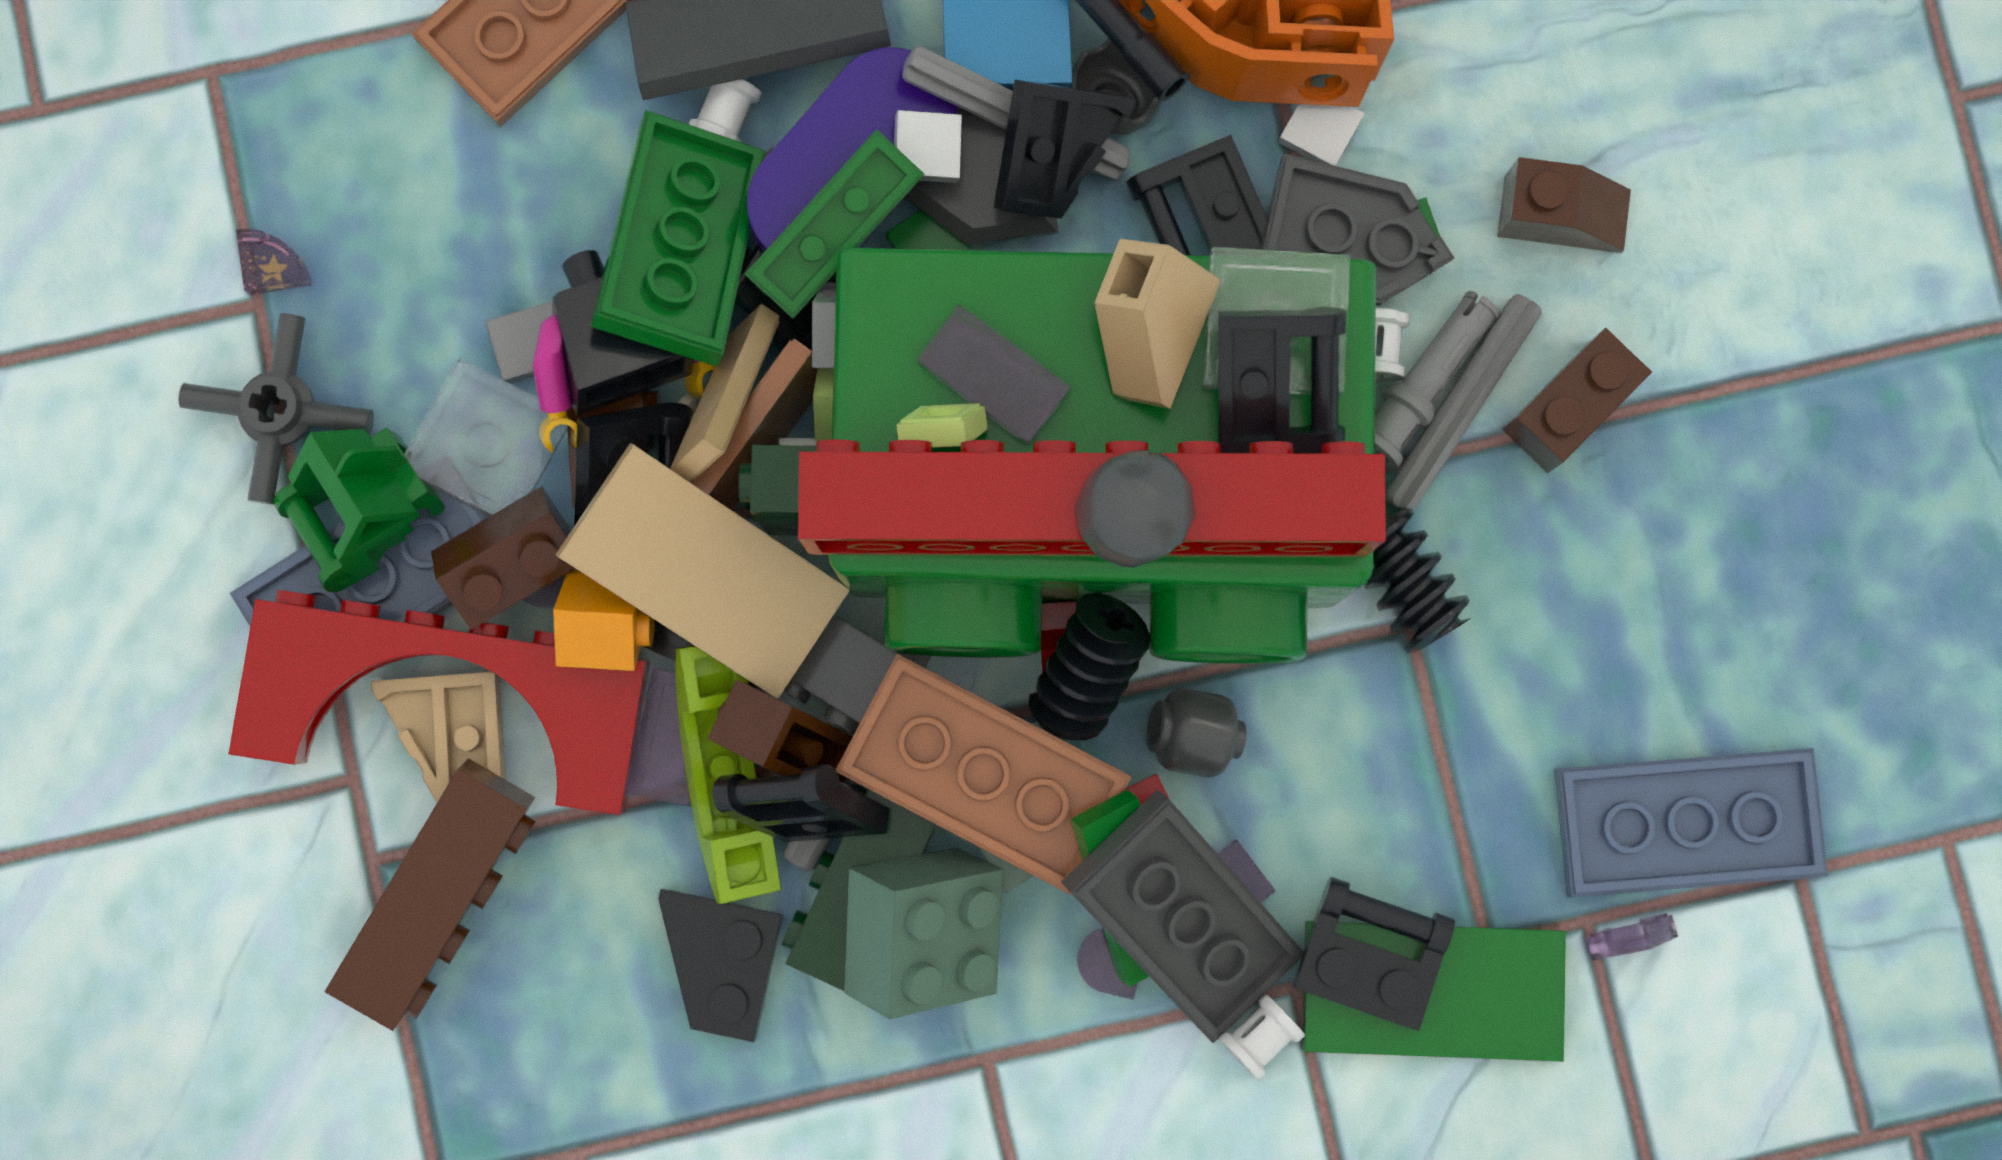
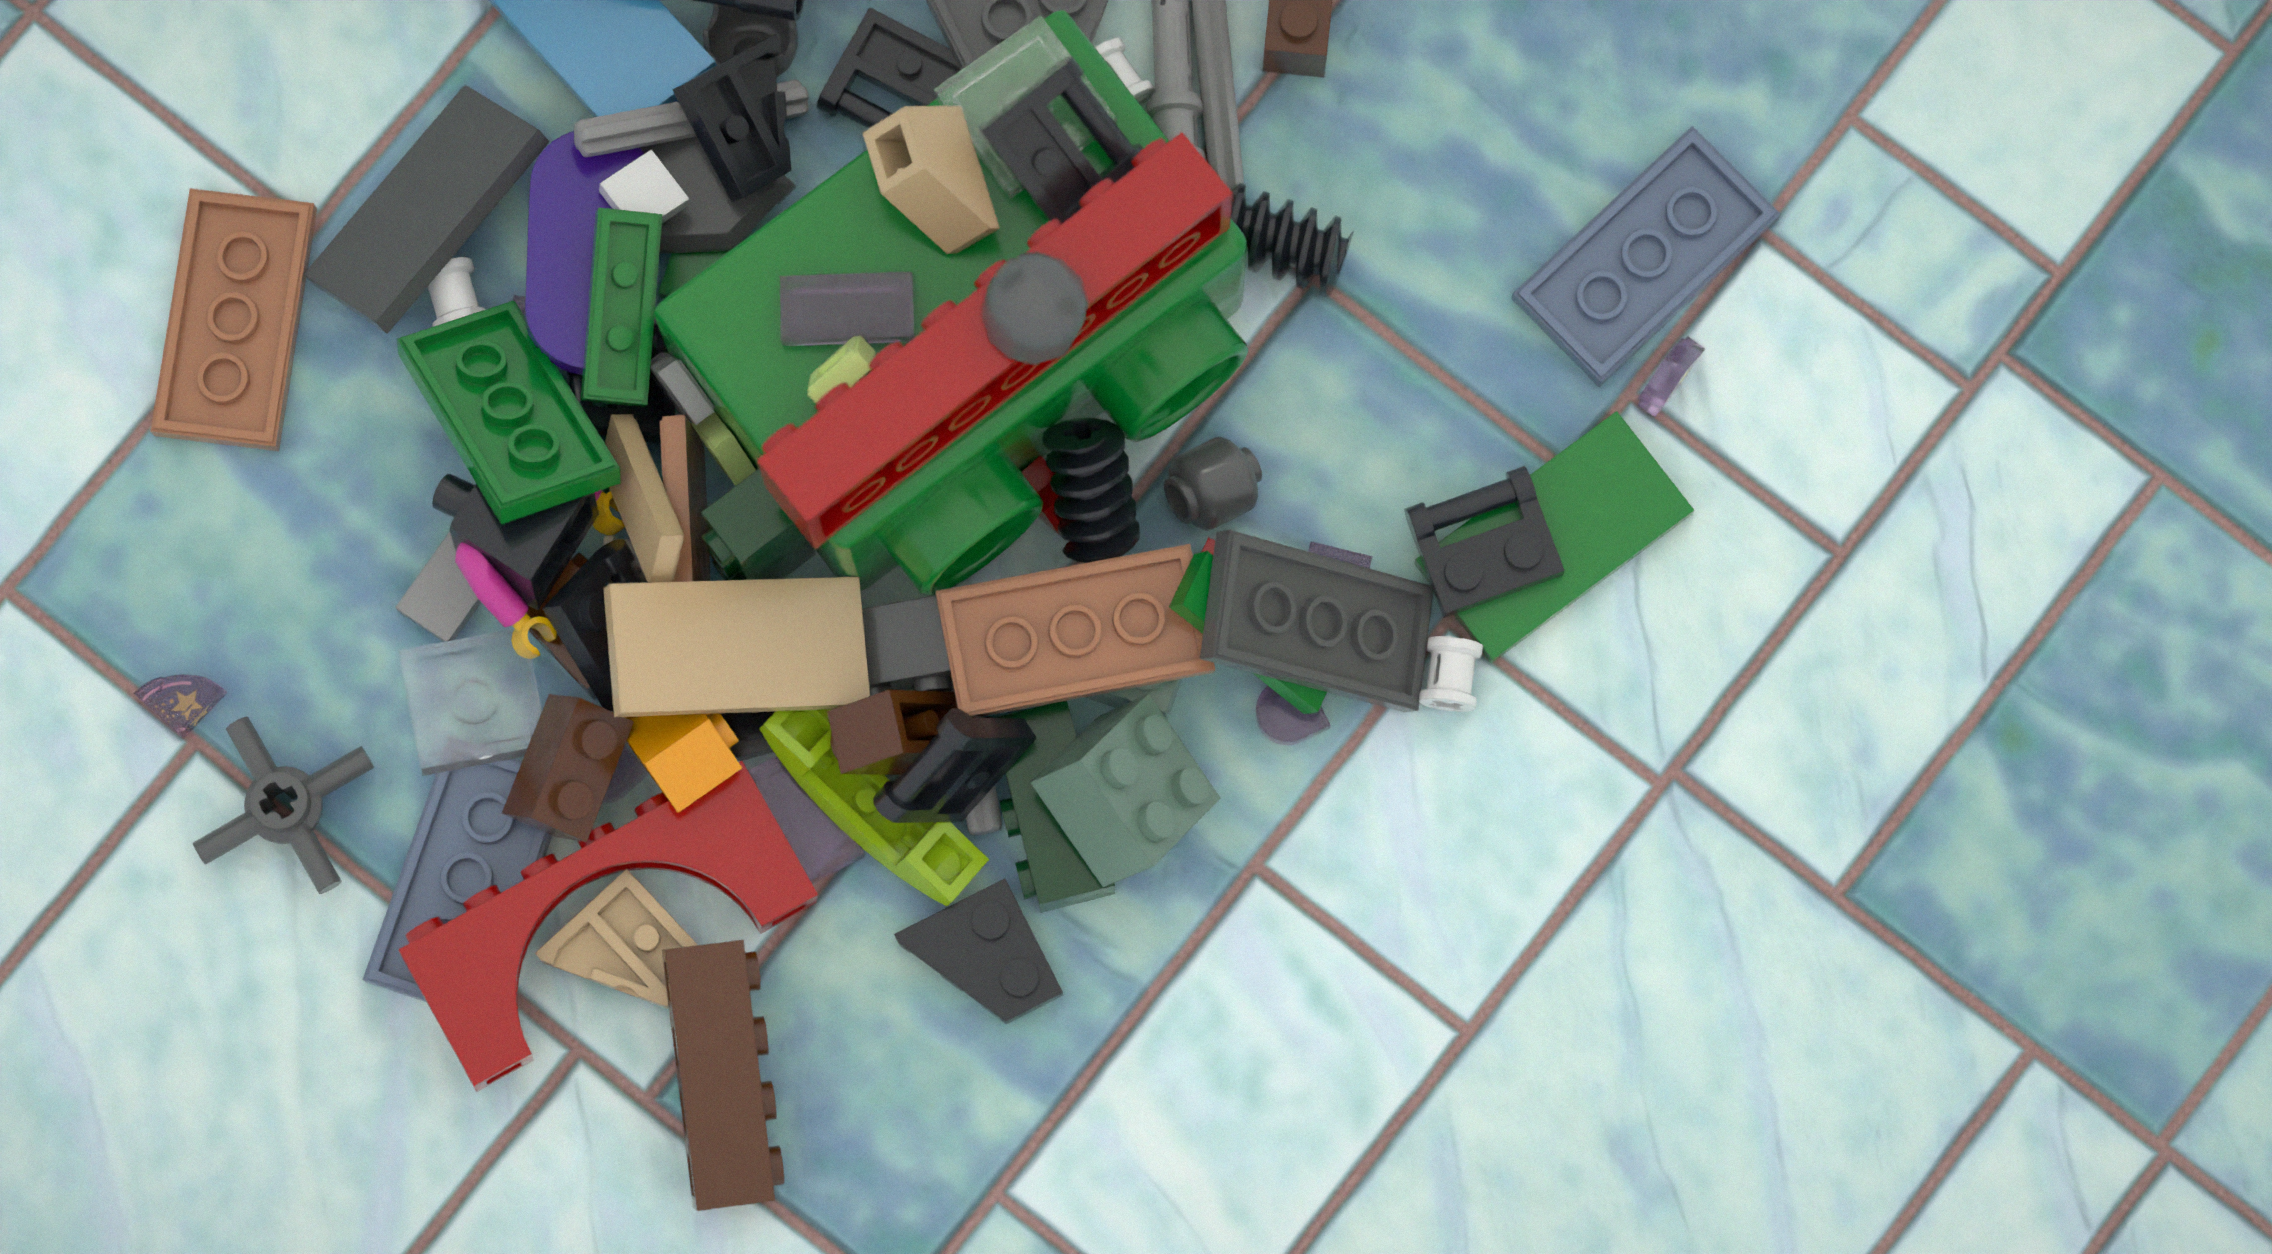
camera: 40 degrees left, 5 degrees down
(370, 490) = (410, 800): green piece -> none

